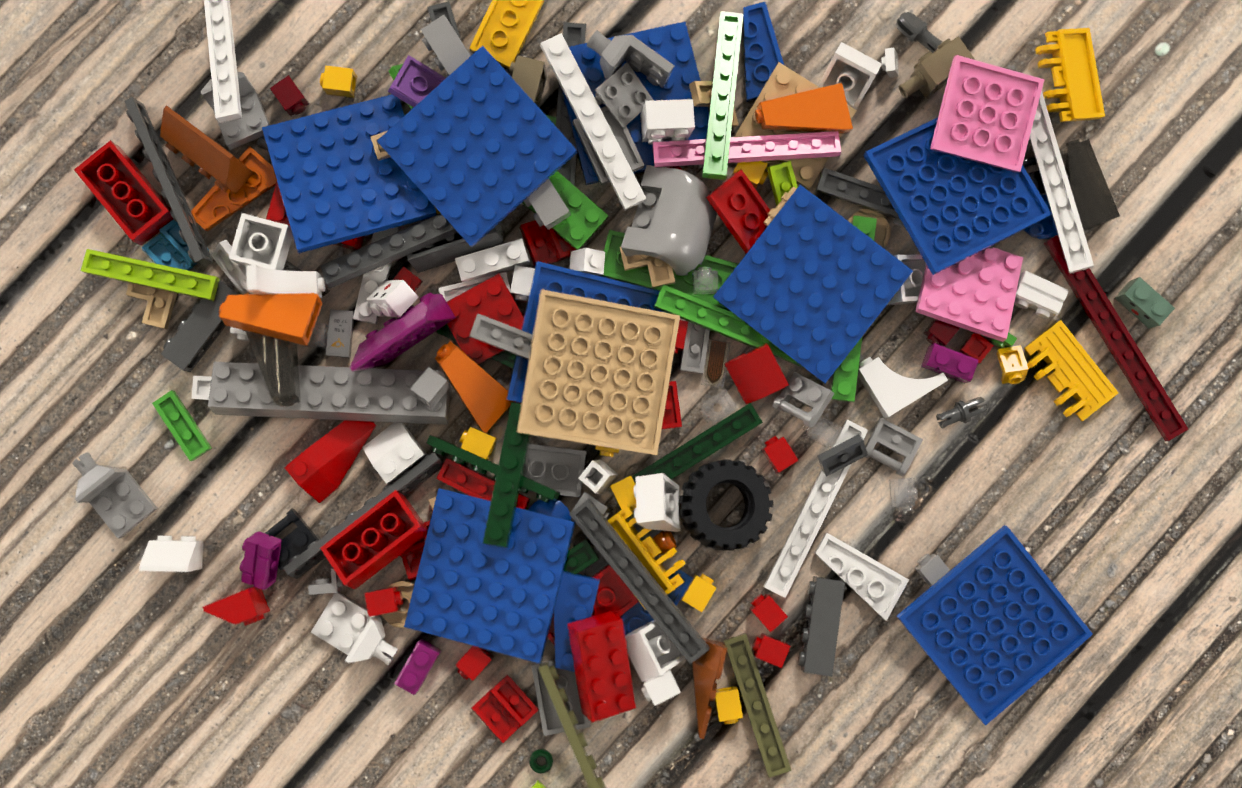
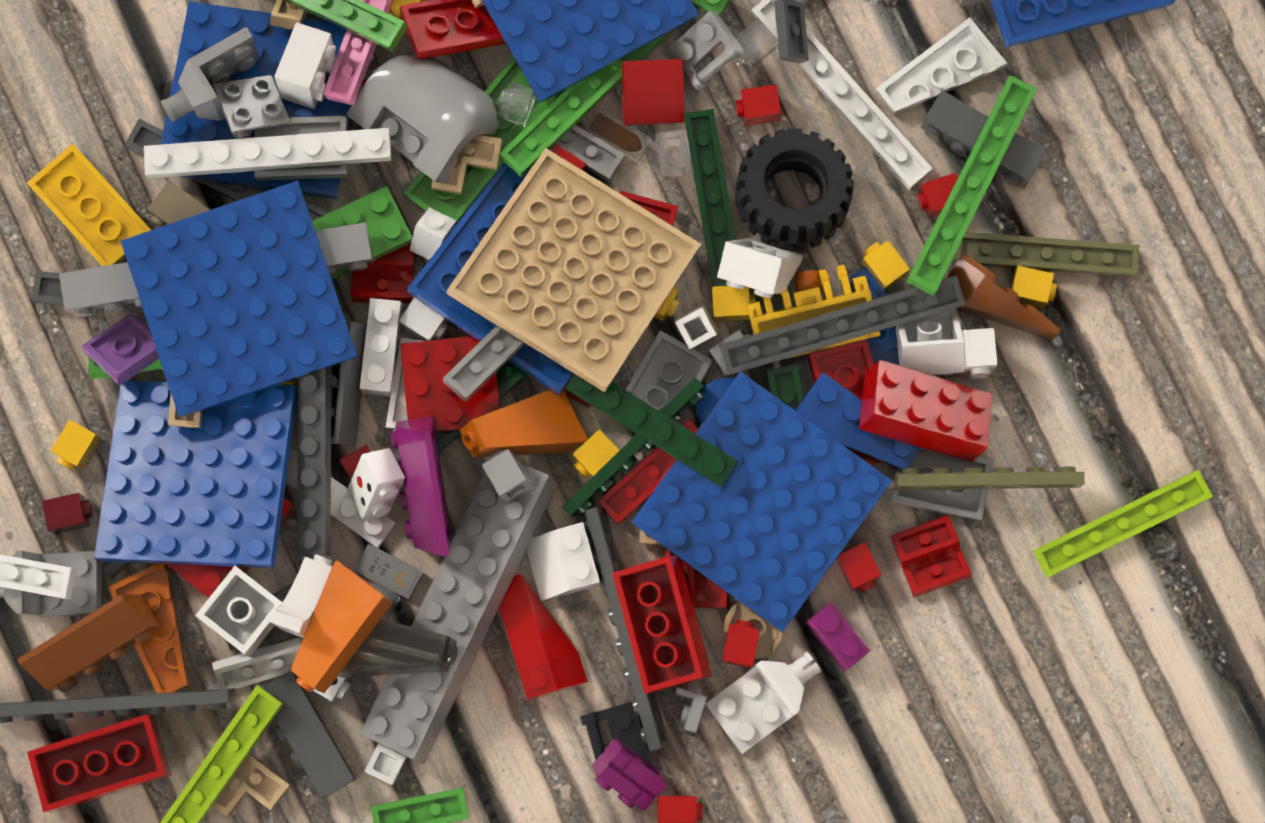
camera: 65 degrees left, 5 degrees down
(169, 248) = (190, 735): dark azure slope -> none
(537, 767) = (1020, 533): dark green plate -> none
(770, 649) = (990, 211): red brick -> none
(780, 633) = (971, 185): none -> bright green plate

